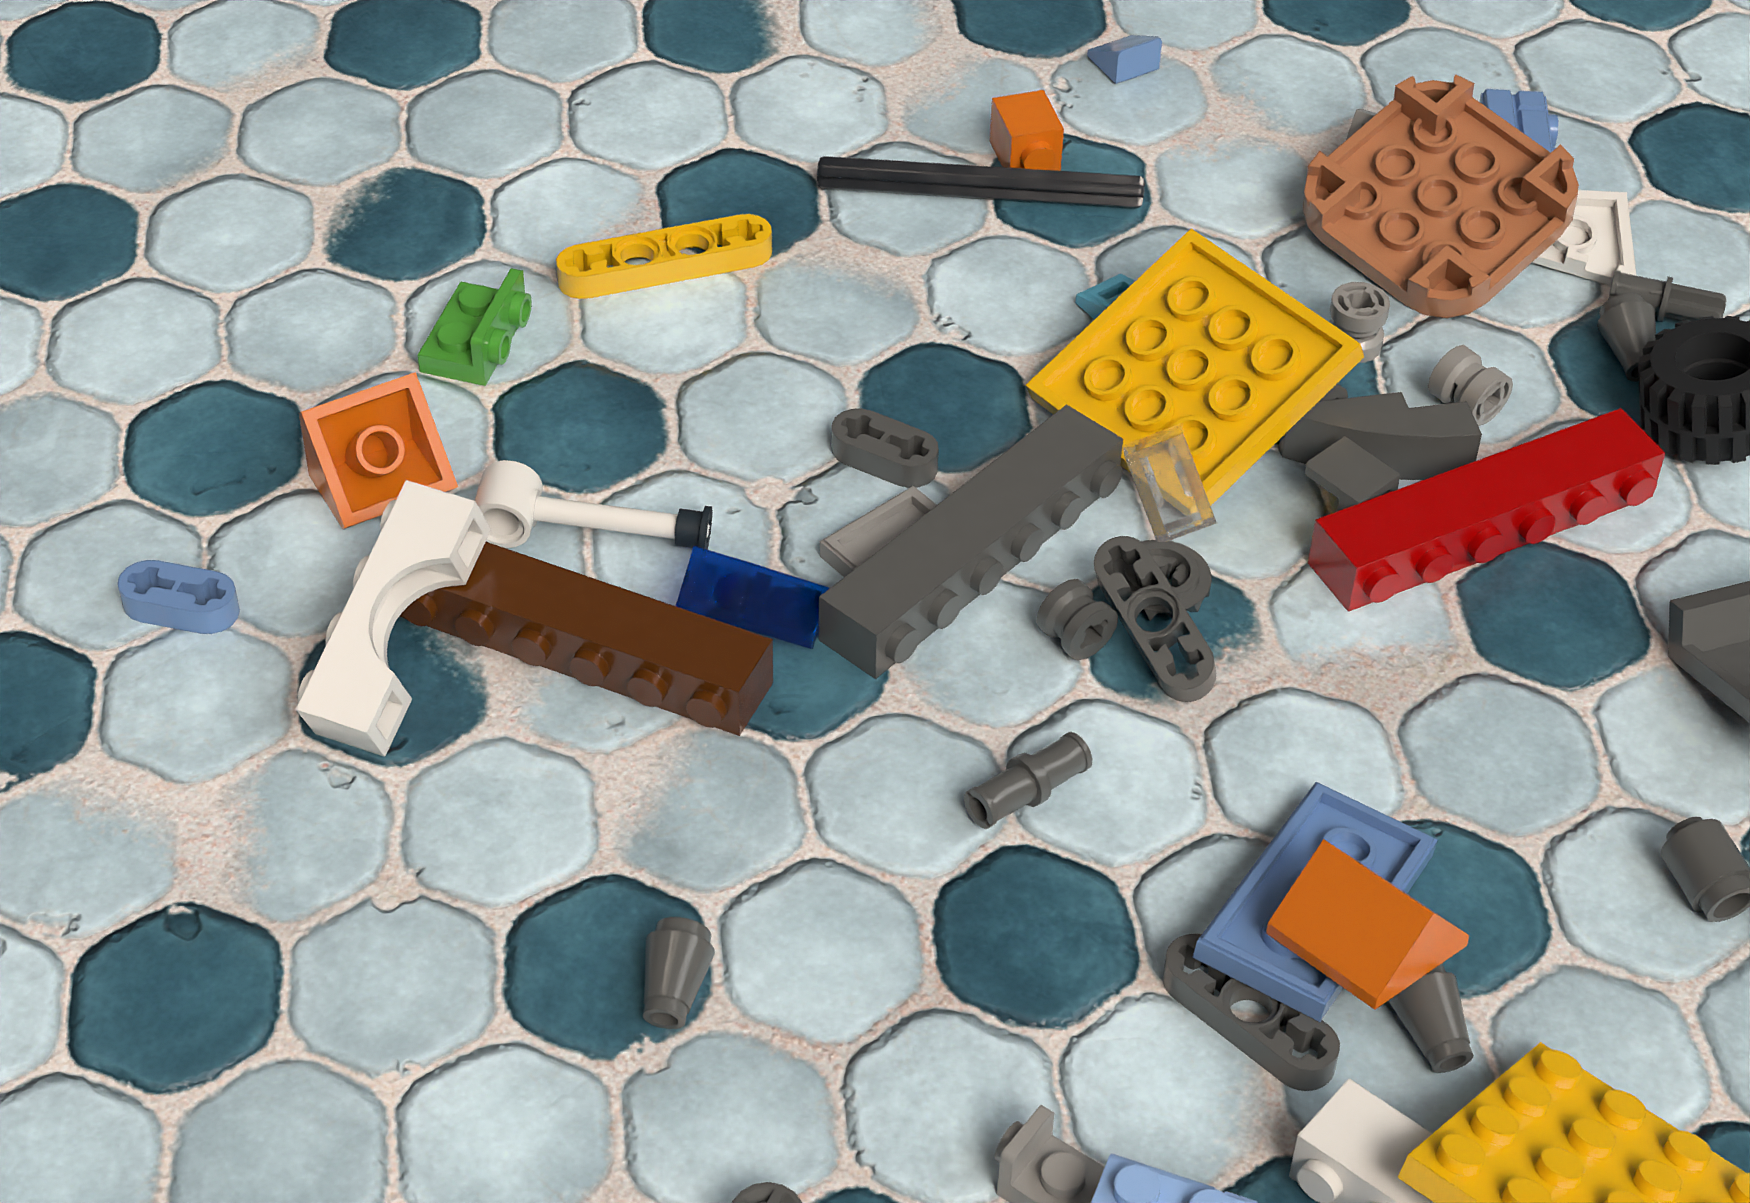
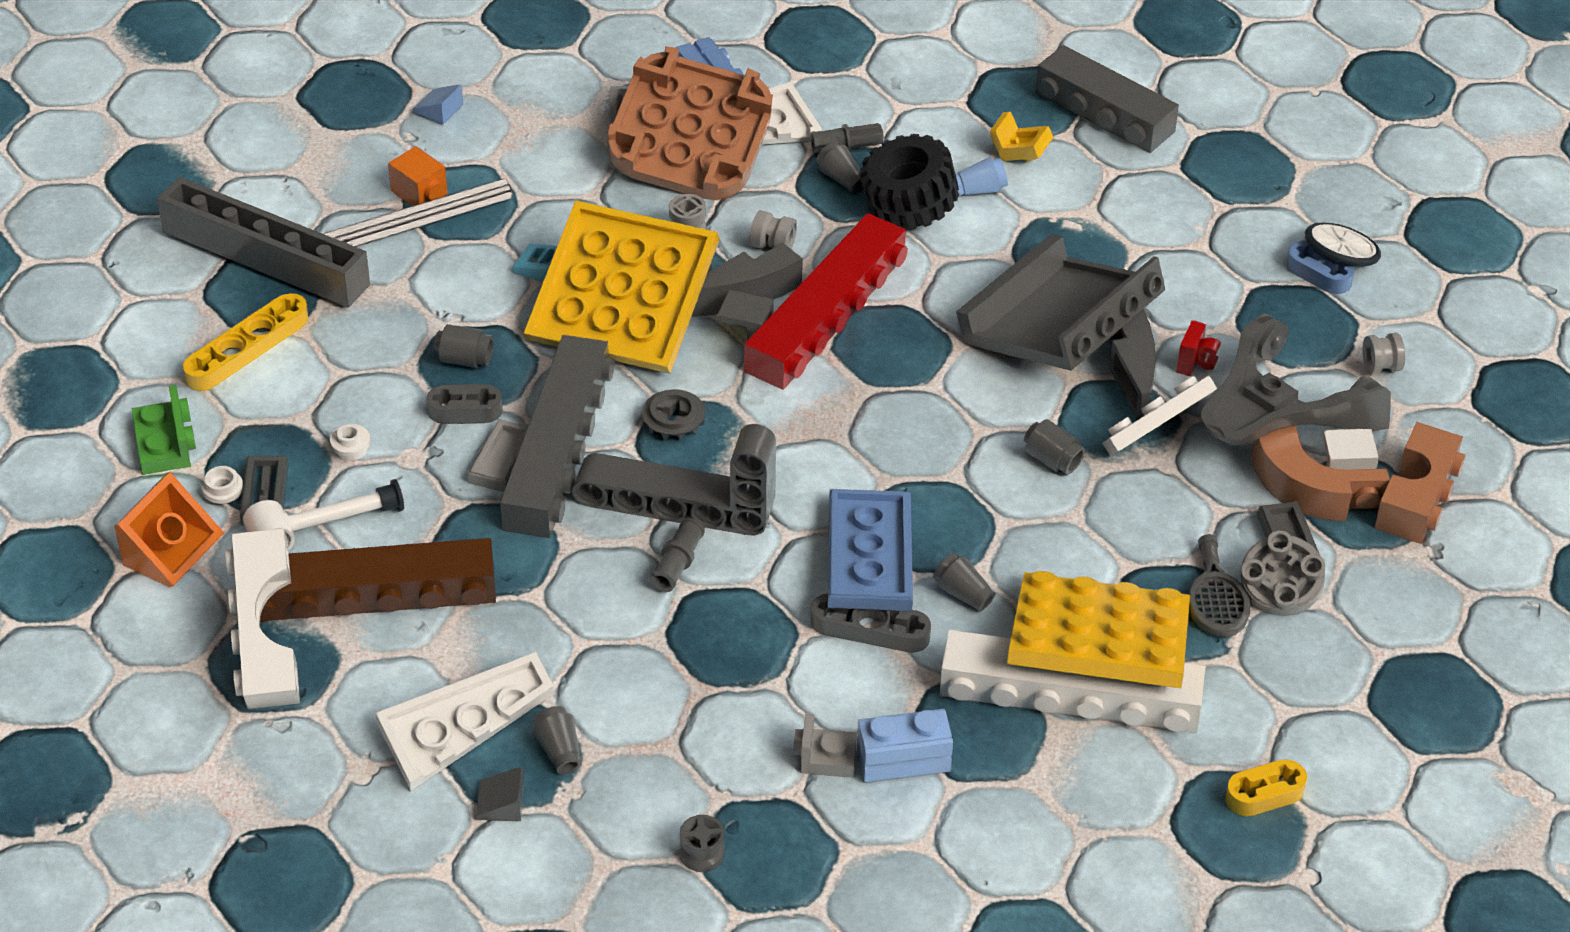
camera: 30 degrees left, 0 degrees up
(178, 596) = (104, 668): medium blue beam -> none
(497, 423) = (222, 485): none -> white plate
(543, 1018) = (501, 796): none -> dark grey slope
(557, 874) = (455, 719): none -> white wing
(559, 454) = (249, 480): none -> dark grey tile
(699, 436) = (350, 441): none -> white plate
(751, 597) = (459, 519): clear blue slope -> none
(770, 140) = (264, 241): none -> dark grey brick
(933, 371) = (464, 346): none -> dark grey brick
(1077, 619) = (645, 450): dark grey wheel -> none
(1155, 591) = (658, 430): dark grey beam -> none
(1155, 732) = (672, 493): none -> dark grey beam
(1169, 484) = (649, 355): clear slope -> none
(1361, 928) = (909, 550): orange slope -> none

